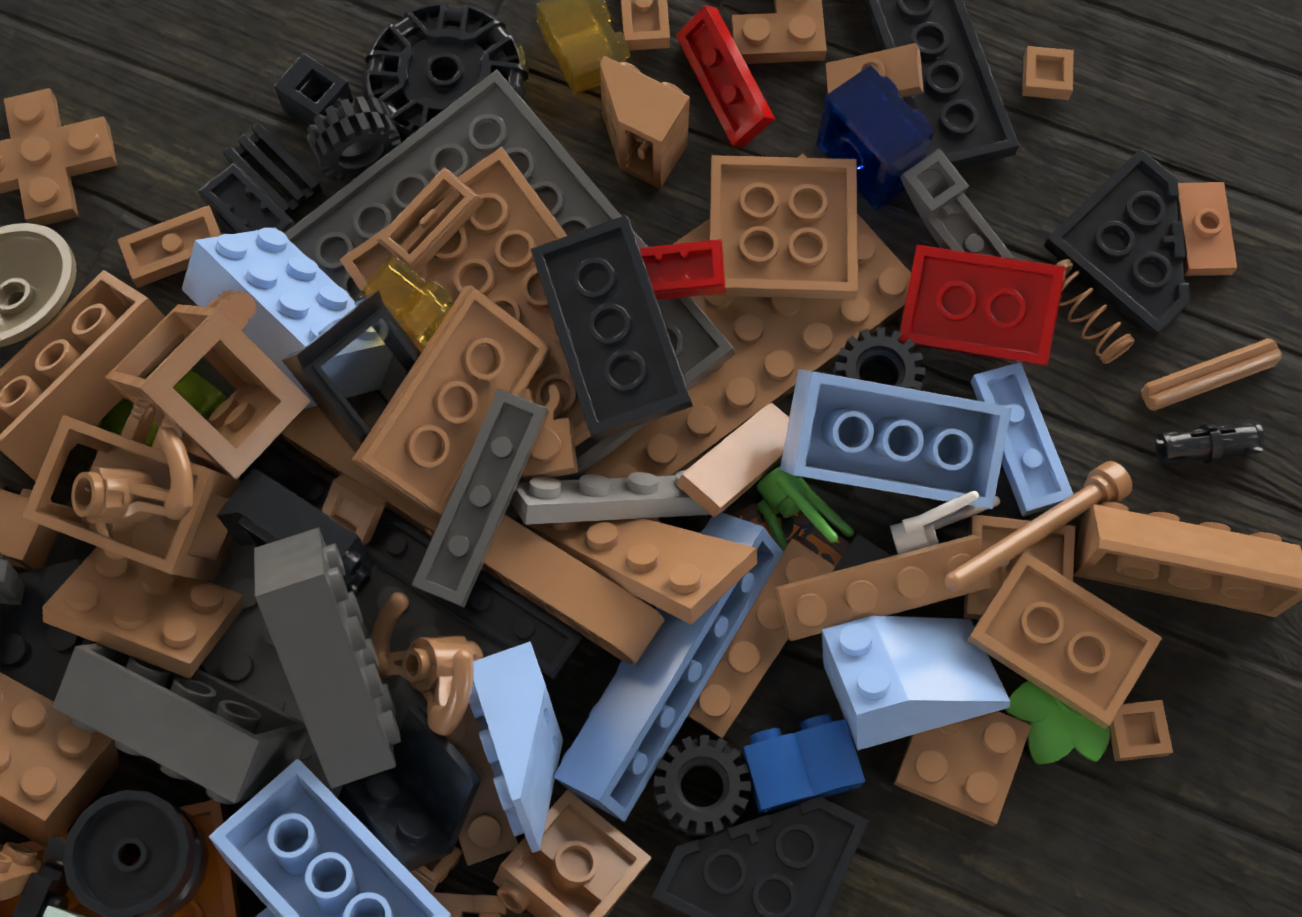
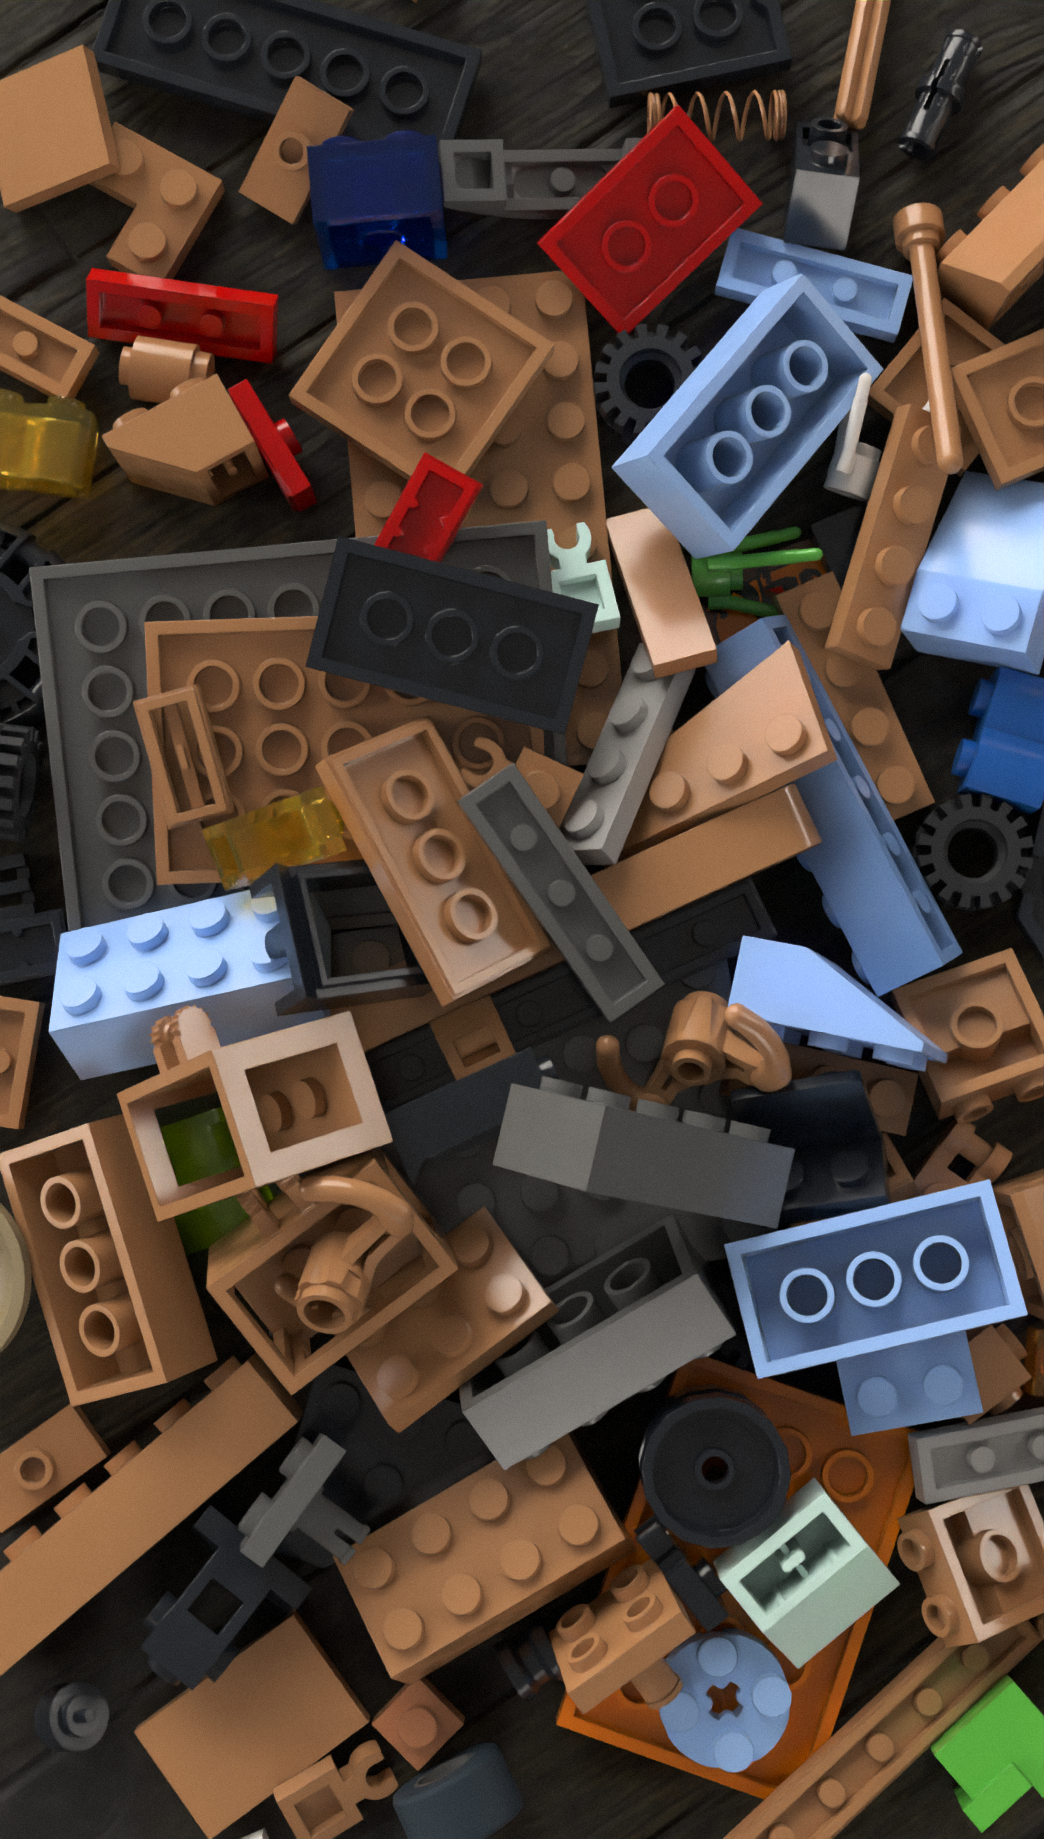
camera: 55 degrees left, 15 degrees up
(678, 173) = (276, 446): none -> red plate
(685, 74) = (160, 365): none -> medium nougat brick
(711, 404) = (583, 579): none -> light aqua plate
(1090, 400) = (821, 184): none -> black slope

